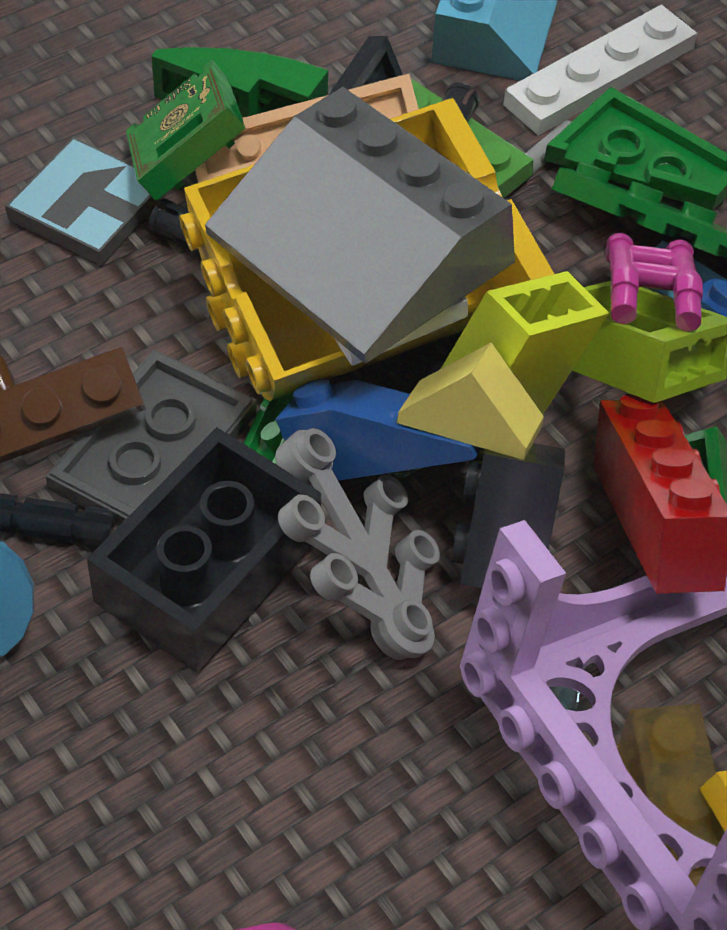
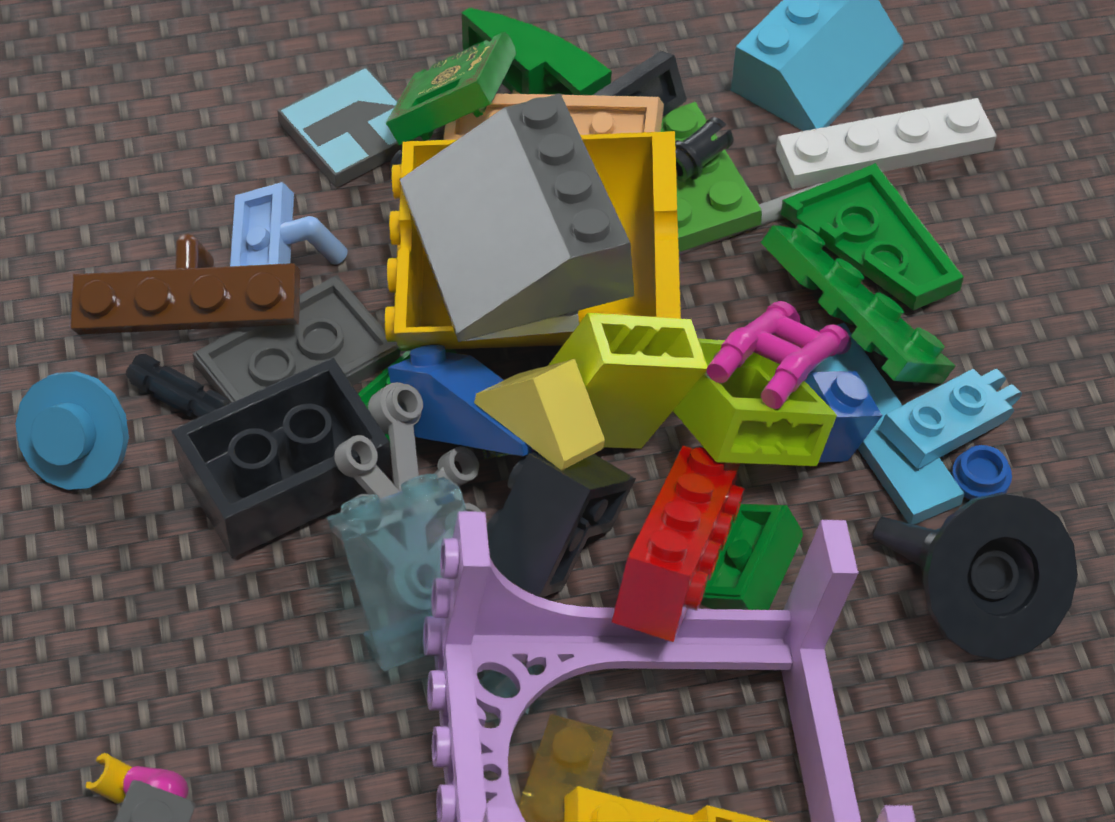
camera: 25 degrees right, 0 degrees up
(60, 327) = (267, 229): none -> light blue plate
(415, 605) = (394, 559): none -> clear light blue panel

